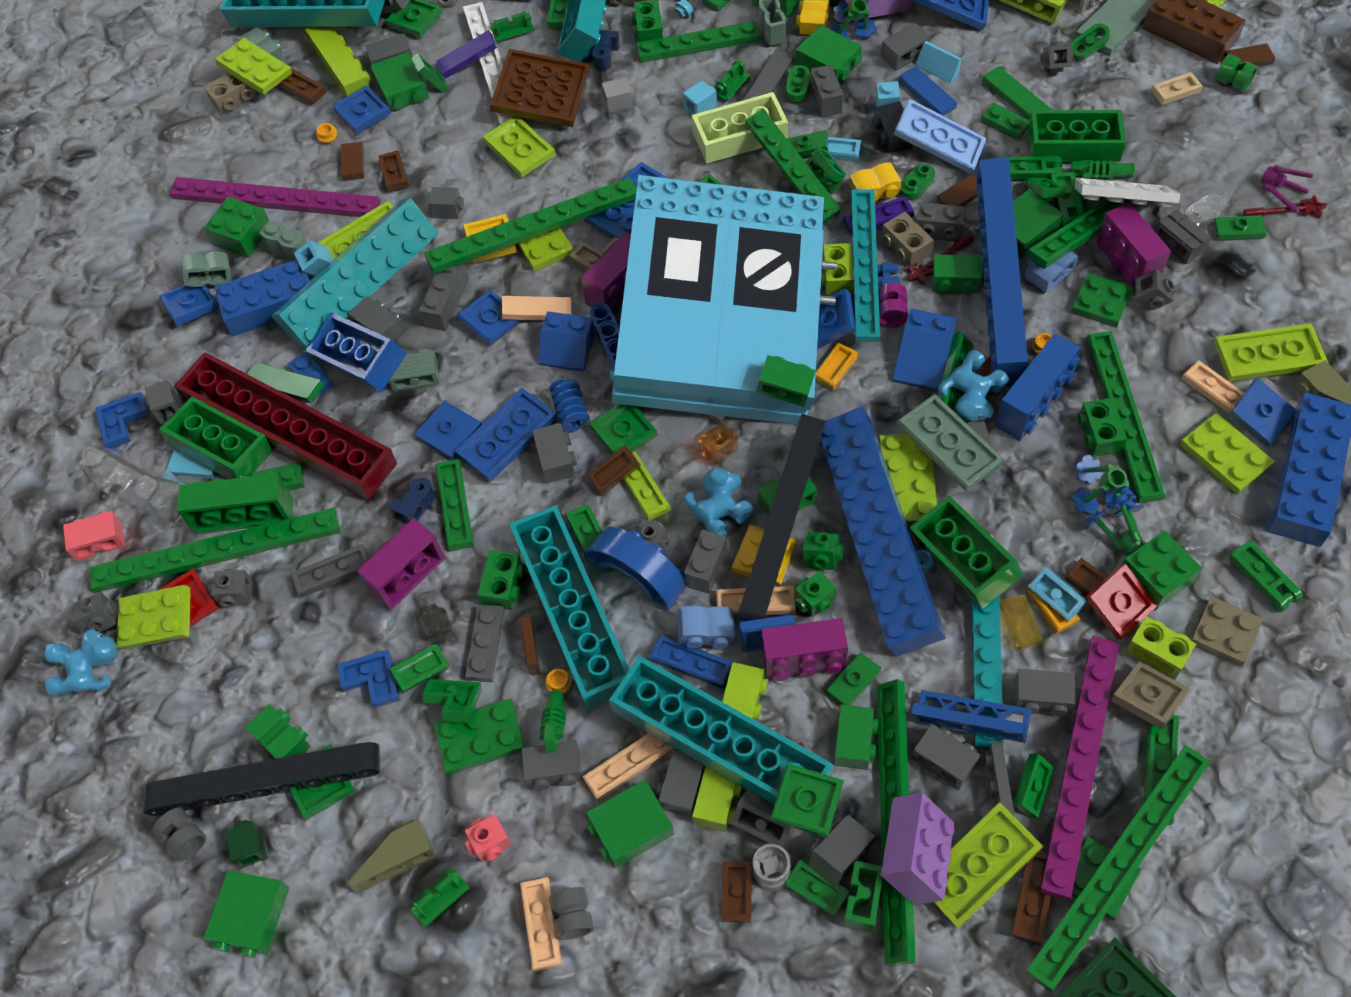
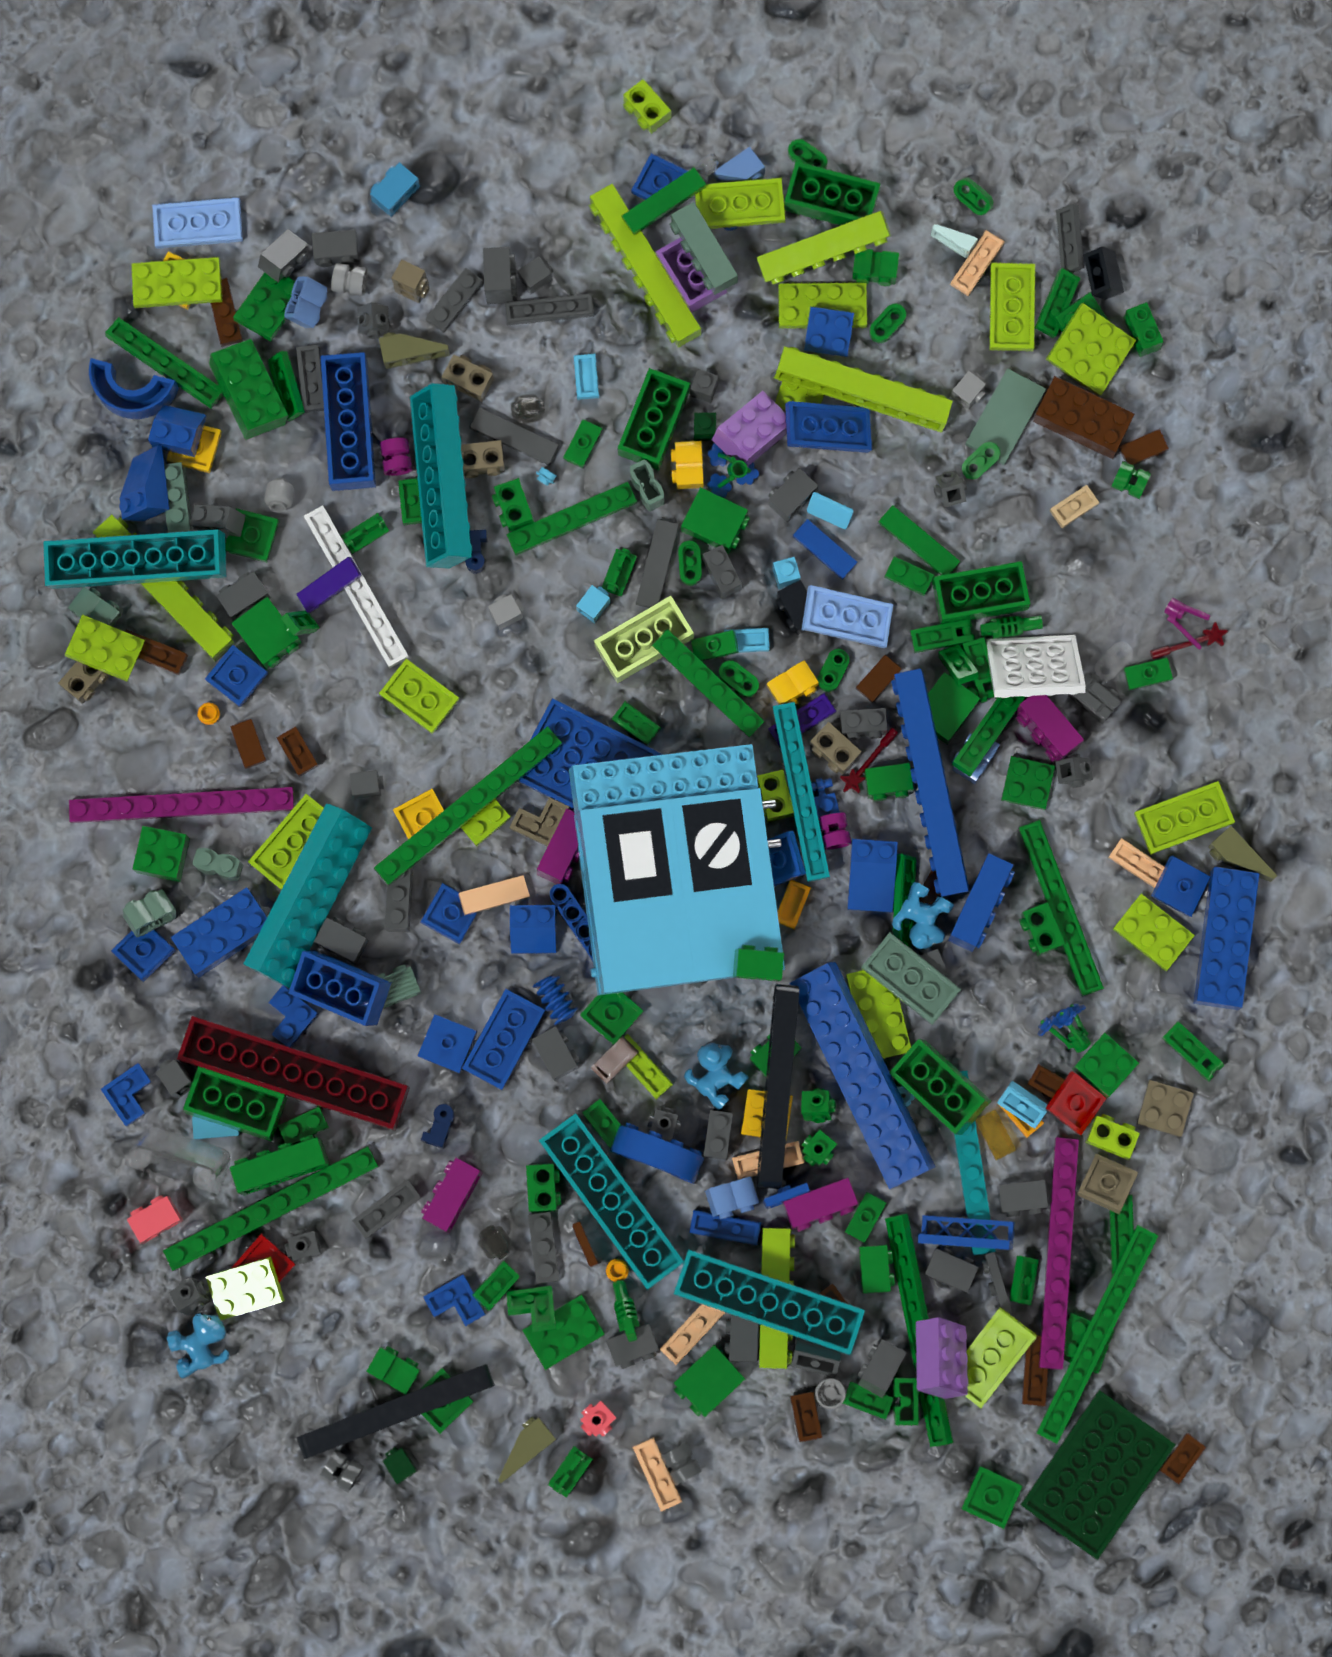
camera: 15 degrees left, 20 degrees up
(246, 914) = (421, 1520): green brick -> none
(290, 383) = (275, 1028): tile -> none
(313, 257) = (261, 886): medium azure brick -> none
(454, 505) = (476, 1119): green tile -> none
(540, 88) = (423, 619): reddish brown plate -> none
(718, 443) = (694, 1016): clear orange brick -> none
(807, 800) = (850, 1345): green tile -> none
(827, 163) = (743, 677): green plate -> none
(1039, 342) = (980, 846): light orange plate -> none
(1112, 482) = (1057, 993): plant -> none

